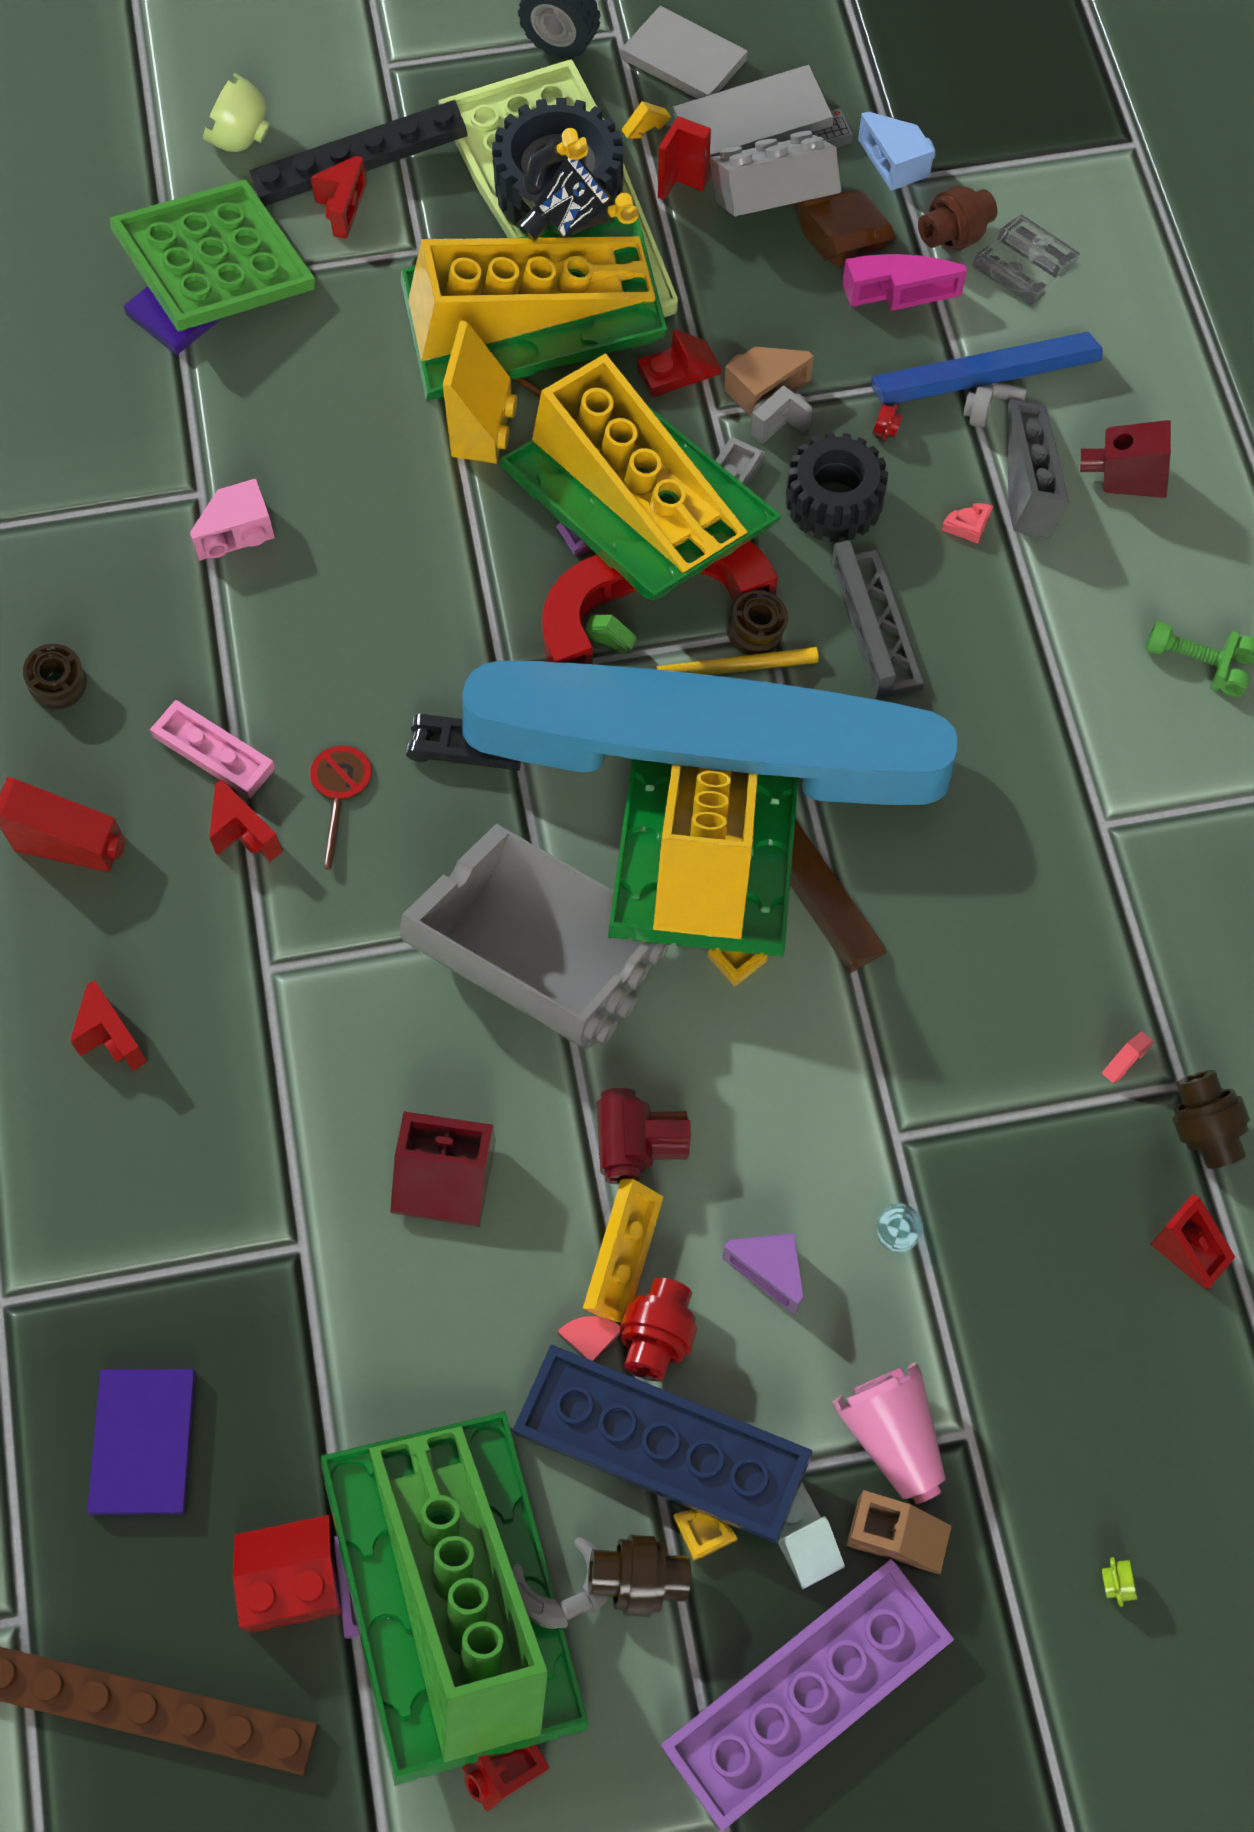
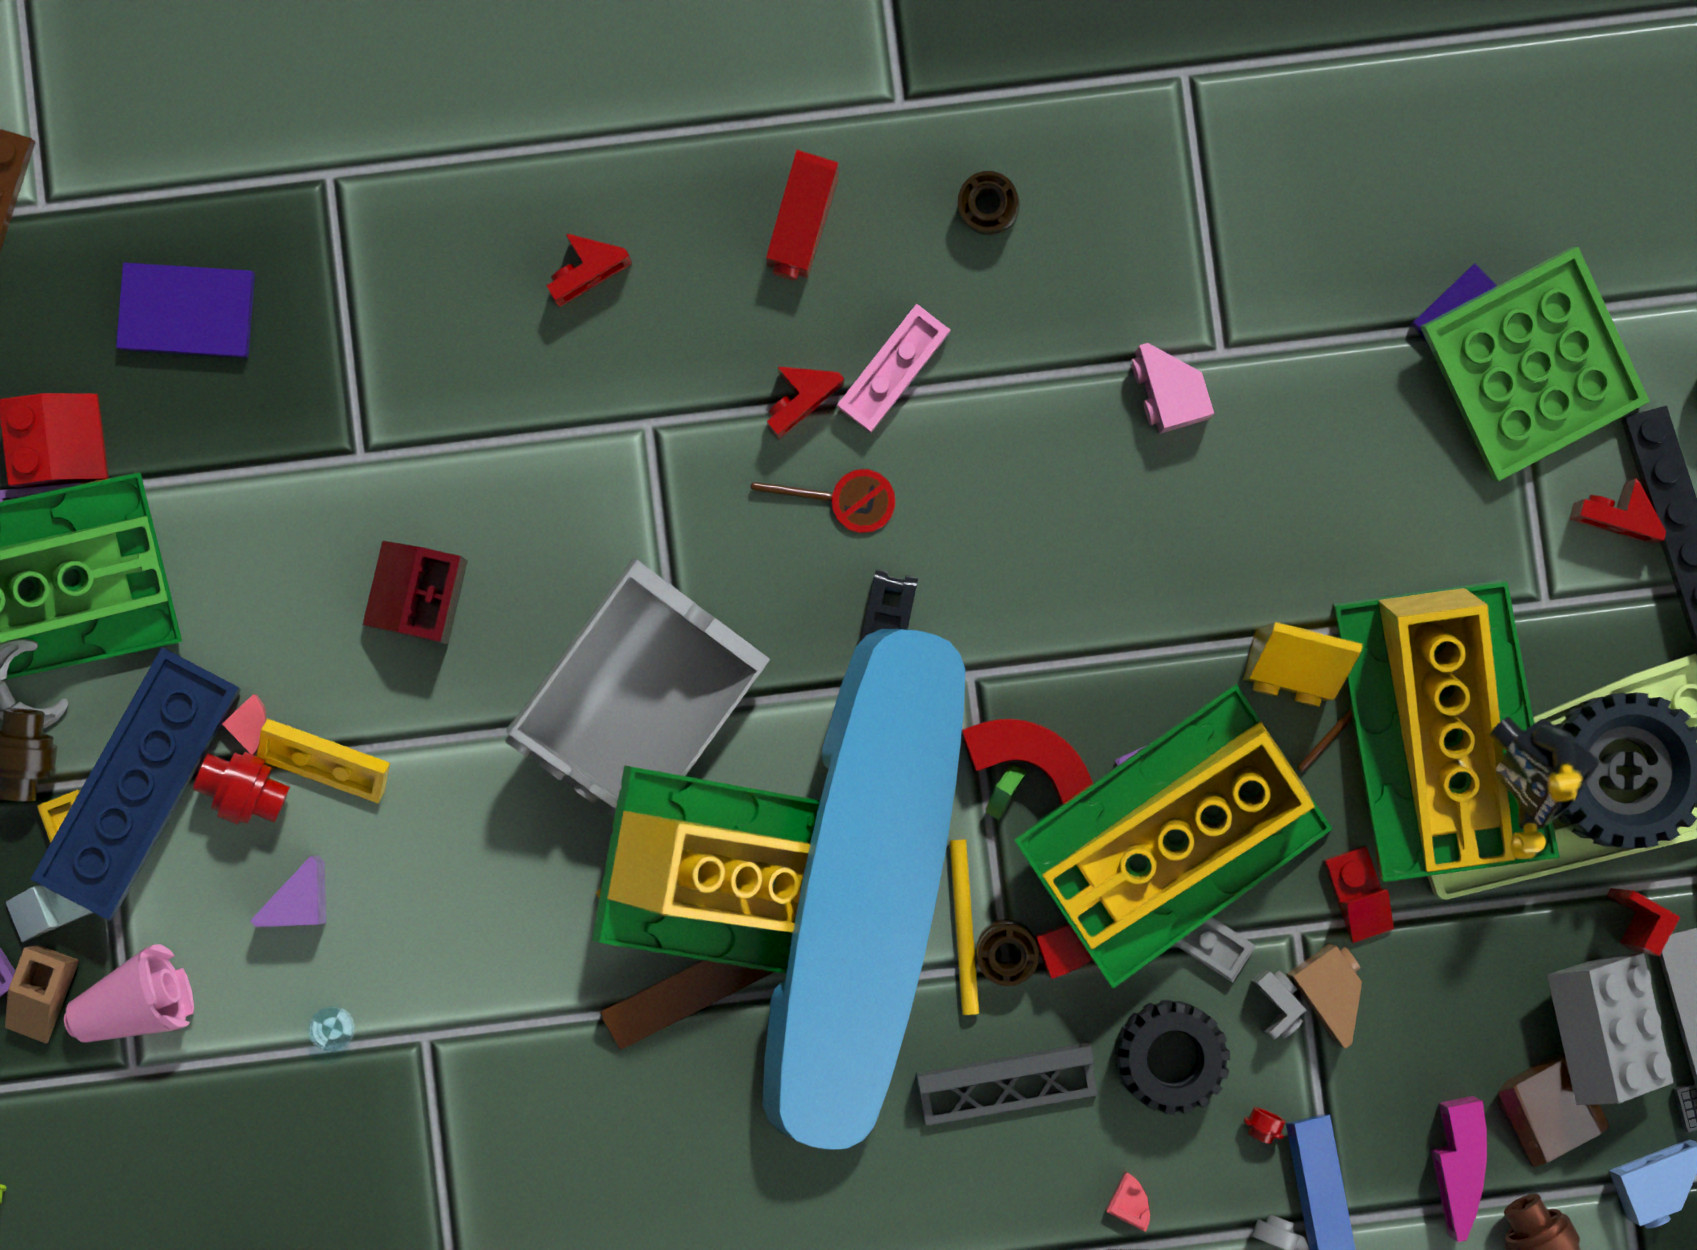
camera: 90 degrees right, 20 degrees up
(635, 1137) = (434, 780): dark red piece -> none

